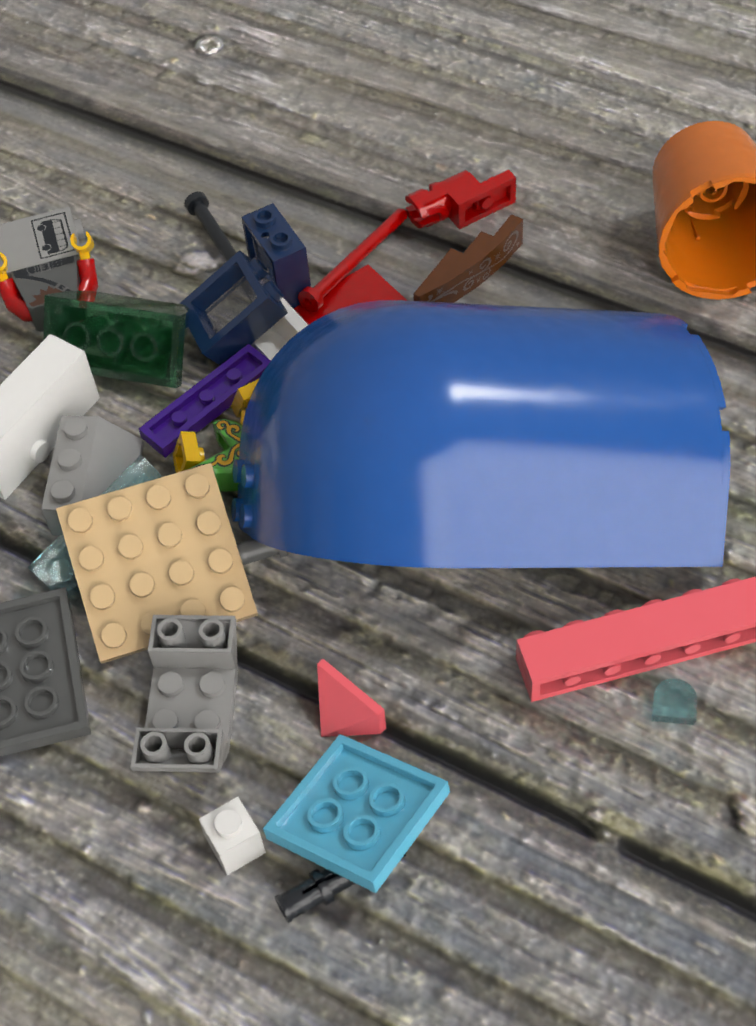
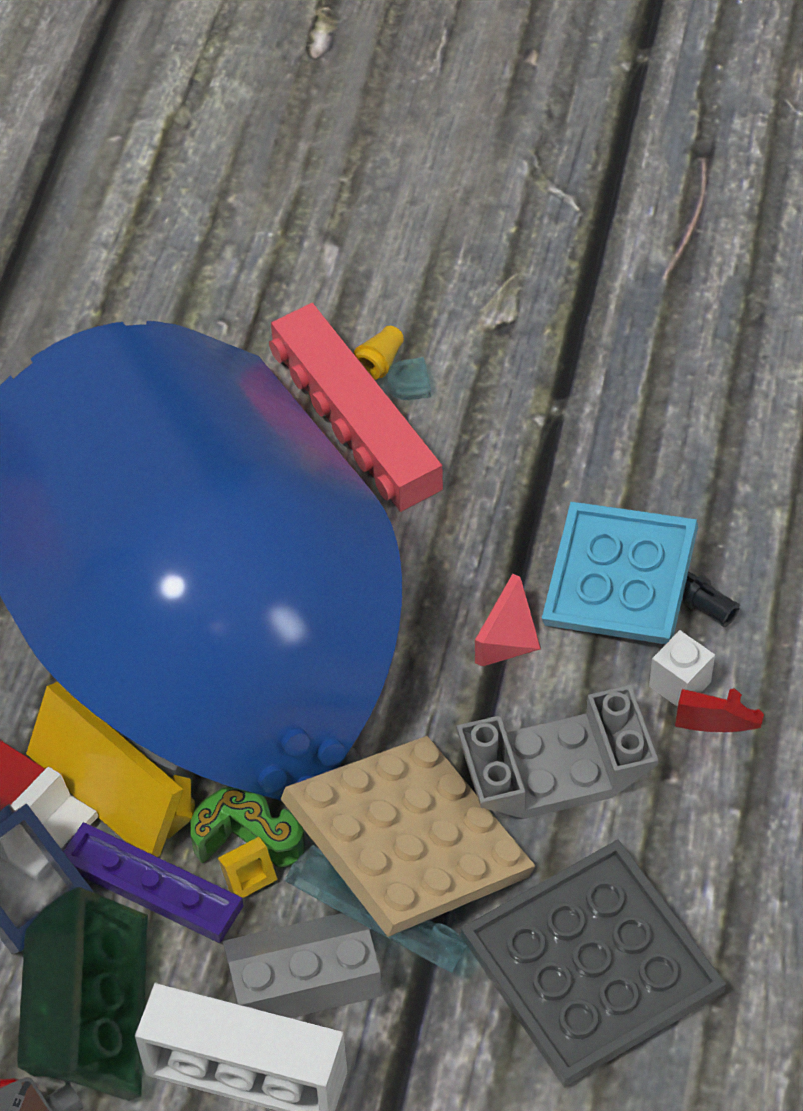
camera: 110 degrees left, 0 degrees up
(180, 847) = (715, 714): none -> red slope
(708, 675) = (380, 351): none -> yellow cone

